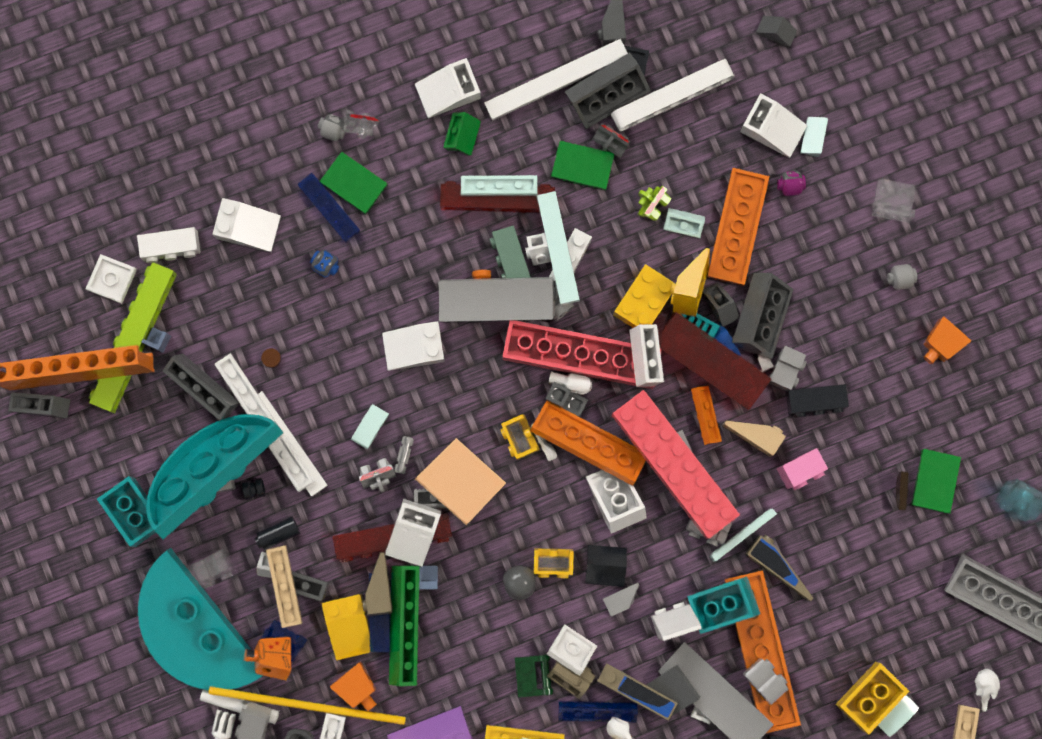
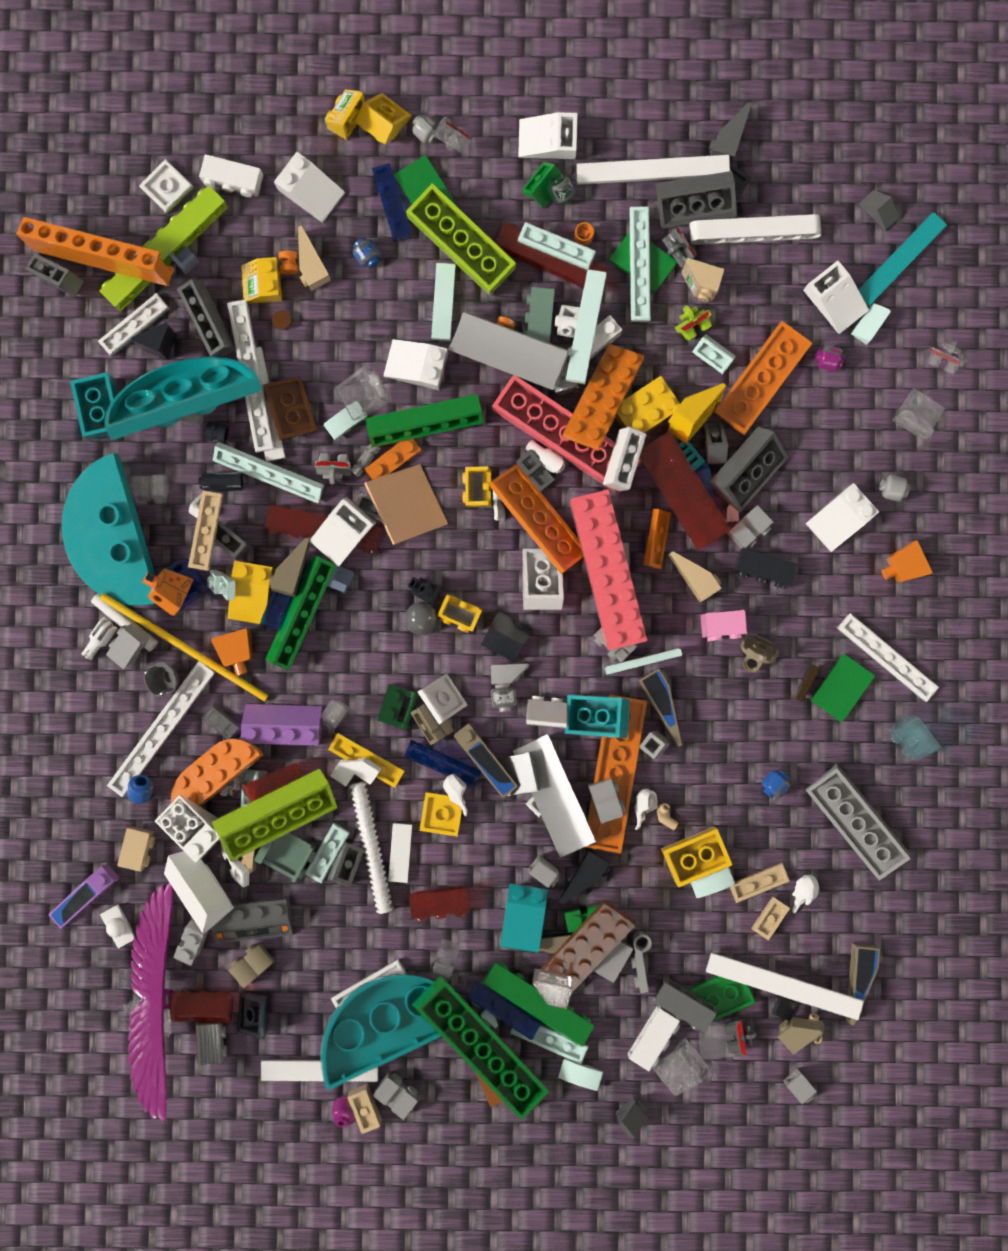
camera: 25 degrees right, 5 degrees up
(133, 420) = (134, 324): none -> white tile
(163, 426) = (157, 340): none -> black slope
(237, 329) = (262, 281): none -> yellow slope
(252, 143) = (343, 116): none -> yellow slope
(255, 302) = (288, 262): none -> orange wheel
(278, 296) = (310, 265): none -> tan slope
(287, 134) = (382, 118): none -> yellow slope
(313, 437) = (289, 408): none -> reddish brown plate
(317, 506) = (268, 472): none -> light aqua plate
(318, 630) = (221, 584): none -> light aqua slope
(376, 394) = (363, 393): none -> clear slope
(408, 215) = (460, 239): none -> lime brick
(414, 278) = (443, 301): none -> light aqua tile
(429, 444) = (393, 459): none -> orange plate
(444, 396) = (424, 420): none -> green brick
(476, 708) = (335, 713): none -> clear slope
(480, 132) = (560, 189): none -> clear green head
(512, 554) = (425, 590): none -> black hips
(518, 160) = (586, 231): none -> orange wheel
(581, 170) = (639, 264): none -> light aqua tile
(601, 305) = (603, 396): none -> orange plate
(627, 624) = (503, 697): none -> head
(645, 160) = (702, 279): none -> tan slope
(788, 608) = (655, 744): none -> light grey brick
(802, 666) = (645, 801): none -> white piece
(815, 67) = (901, 258): none -> teal tile
(825, 672) = (664, 816): none -> tan arm
(844, 478) = (759, 650): none -> dark tan tile
(866, 323) = (842, 517): none -> white slope
(887, 139) = (953, 362): none -> clear hips
(915, 597) = (776, 784): none -> blue head
(940, 696) = (759, 882): none -> tan tile
(965, 435) = (887, 657): none -> white tile

